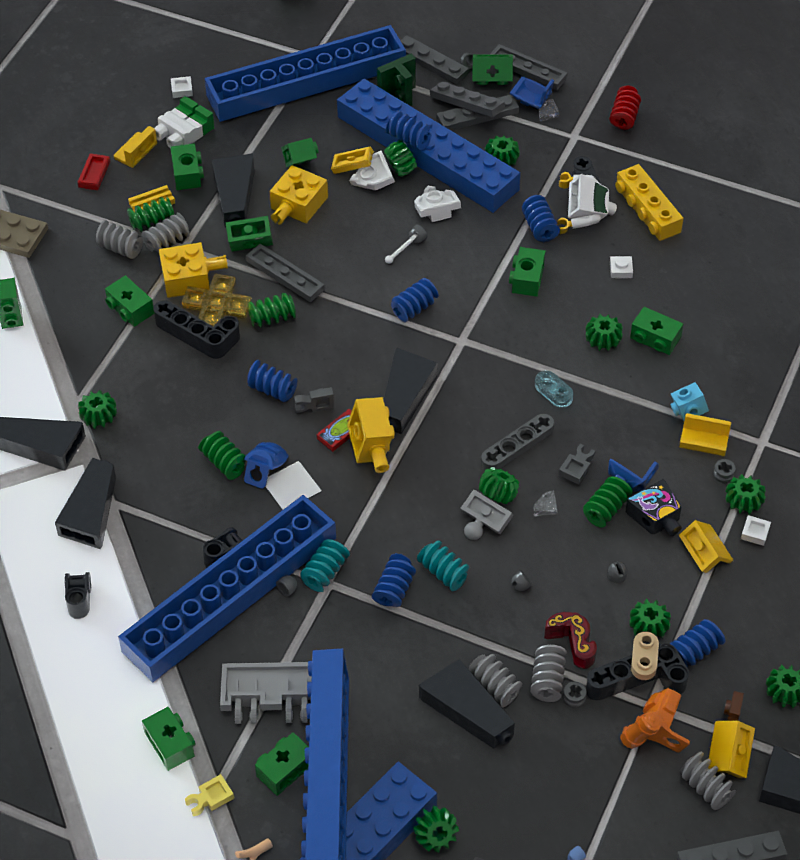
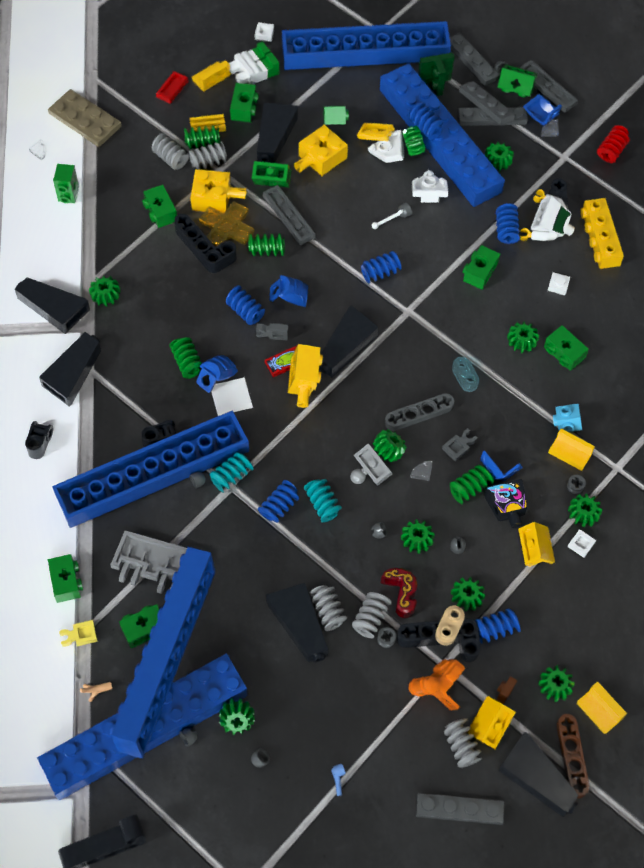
camera: 15 degrees right, 10 degrees up
(319, 351) = (290, 290): none -> blue piece
(568, 574) = (417, 542): none -> green gear

